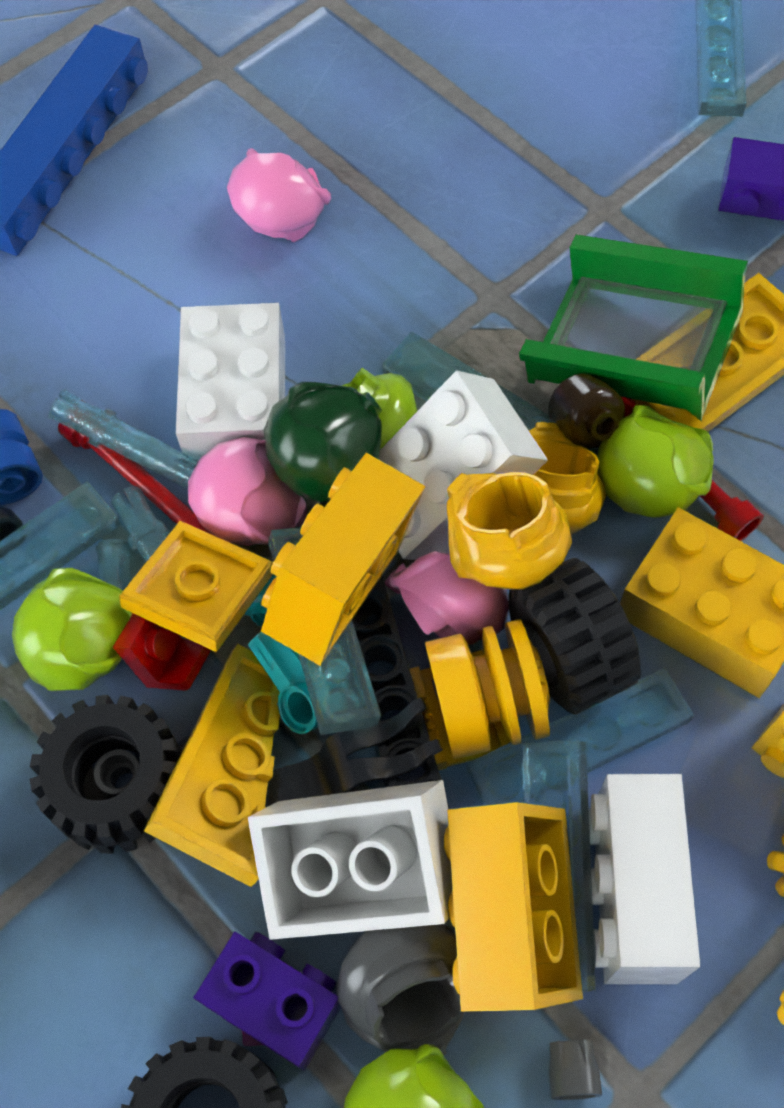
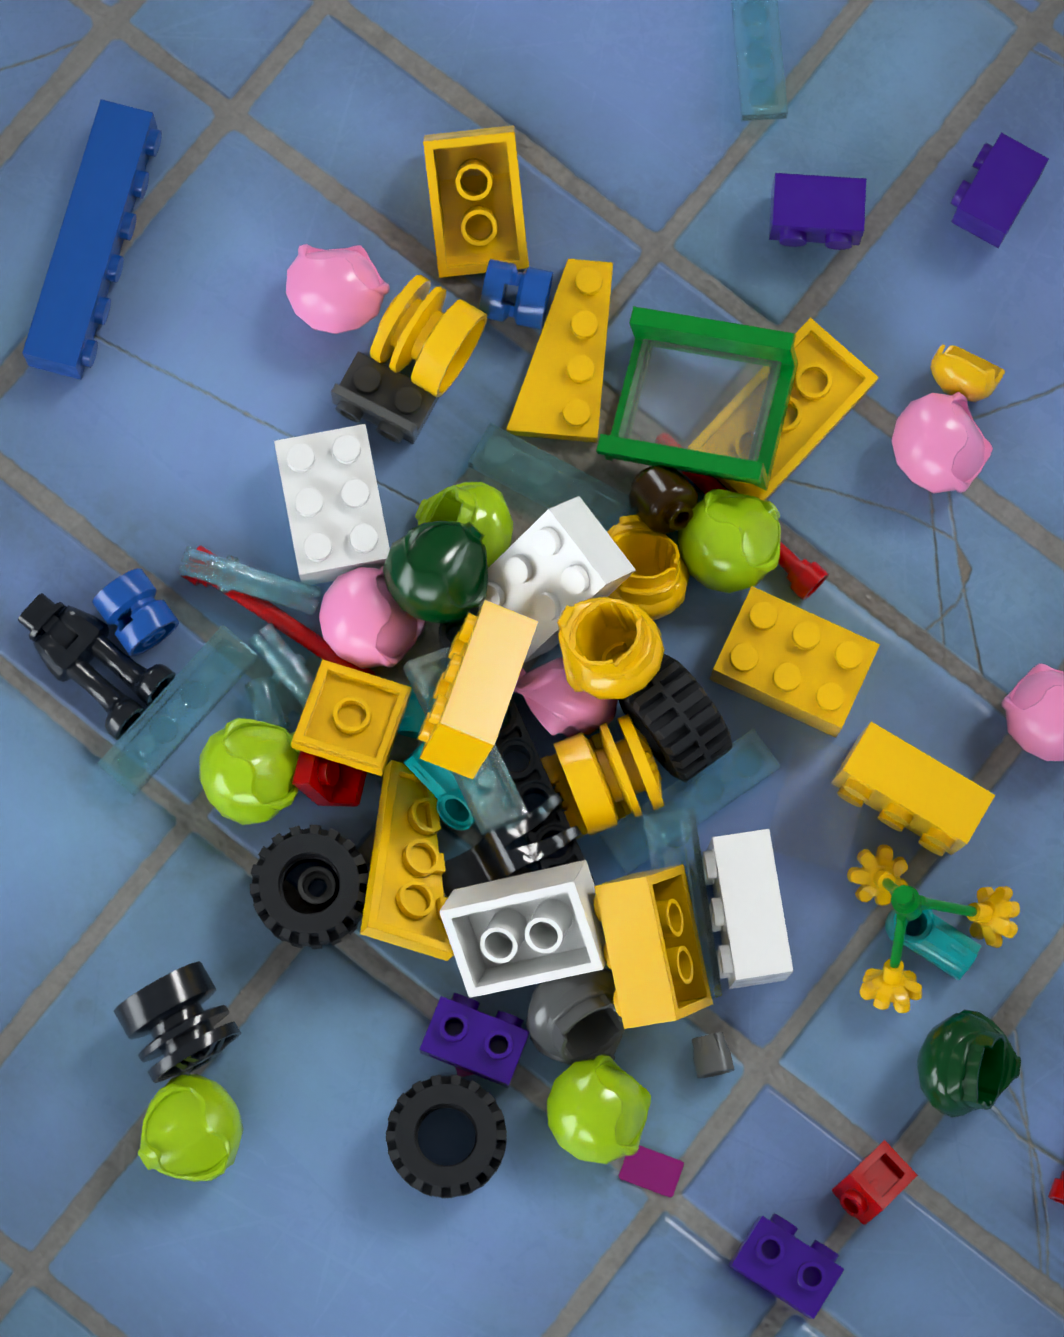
camera: 15 degrees left, 15 degrees up
(309, 300) = (383, 398): none -> dark grey bracket
(360, 236) = (420, 331): none -> yellow wheel
(430, 140) = (475, 199): none -> yellow slope
(472, 221) = (531, 296): none -> blue wheel
(500, 294) = (567, 367): none -> yellow wing

